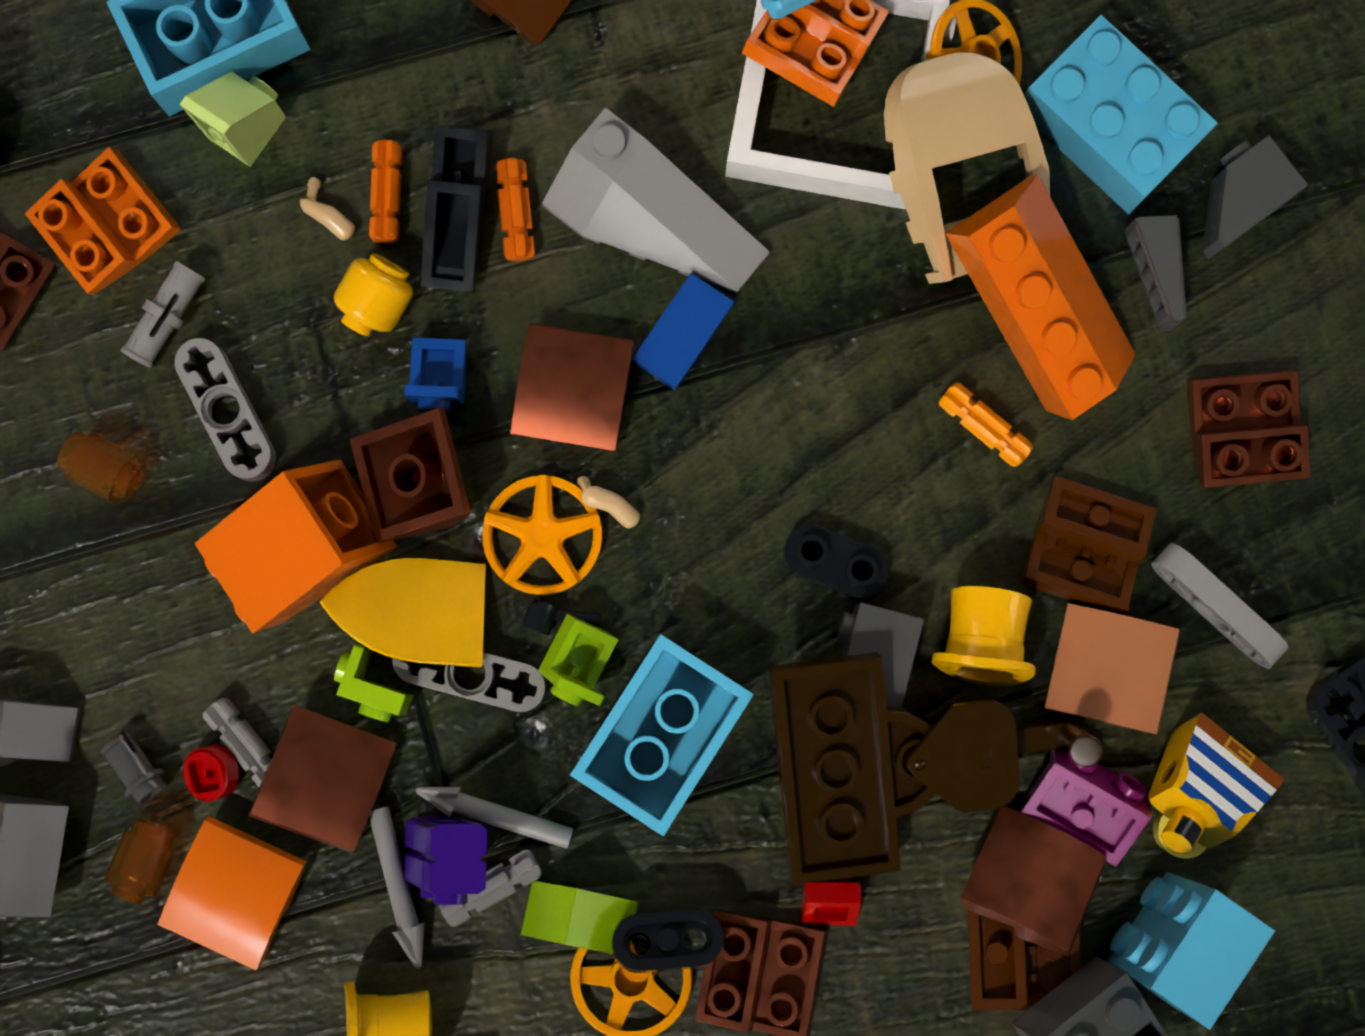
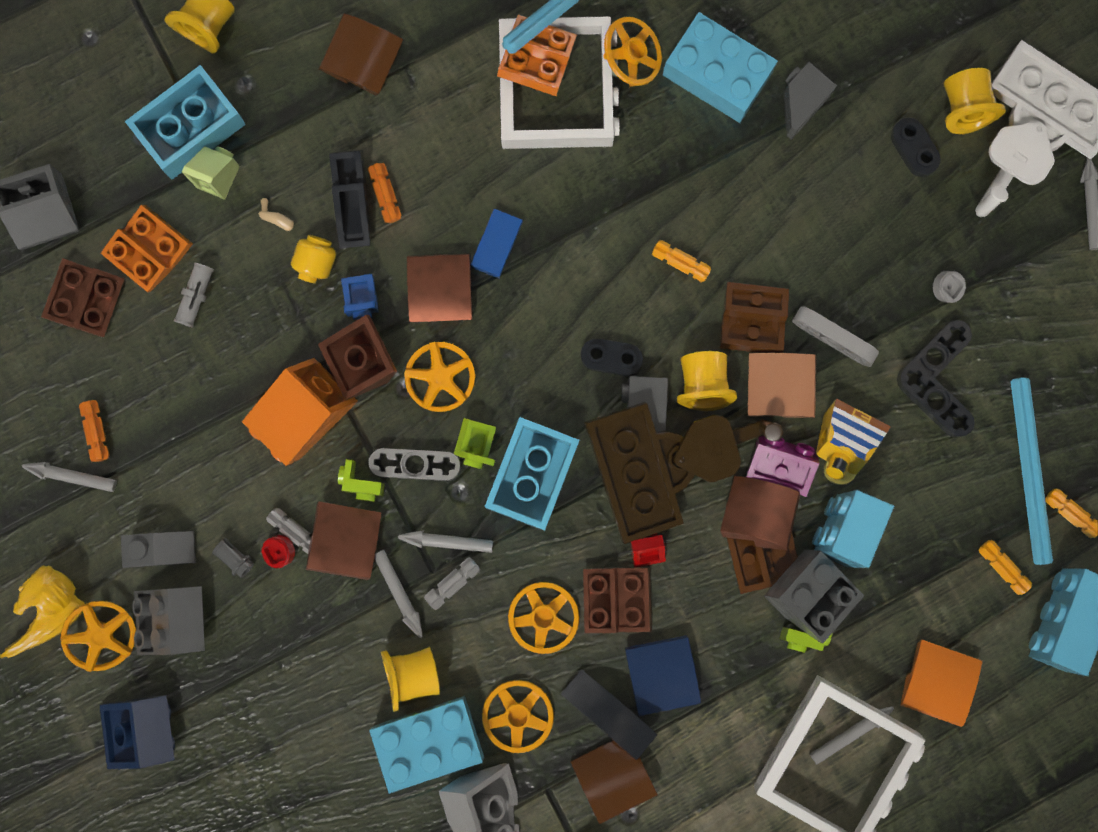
camera: 10 degrees left, 0 degrees up
(100, 466) = (177, 390): clear orange brick -> none
(141, 861) = (249, 609): clear orange brick -> none
(220, 370) = (233, 319): light grey beam -> none
(232, 892) = (305, 616): orange slope -> none
(385, 192) = (307, 197): orange axle -> none
(414, 610) = (376, 433): yellow shield -> none
(445, 858) = (423, 568): dark purple brick -> none
(542, 615) = (449, 422): black hand -> none
(574, 916) = (506, 589): lime slope -> none
(608, 501) = (477, 350): tan piece -> none
(637, 200) = (456, 174): light grey wedge -> none
(666, 940) = (558, 588): black plate -> none
(948, 114) = (624, 86): tan slope -> none
(1044, 299) = (699, 181): orange slope -> none
(1158, 257) = (761, 146): dark grey slope -> none
(1248, 428) = (832, 232): copper slope -> none

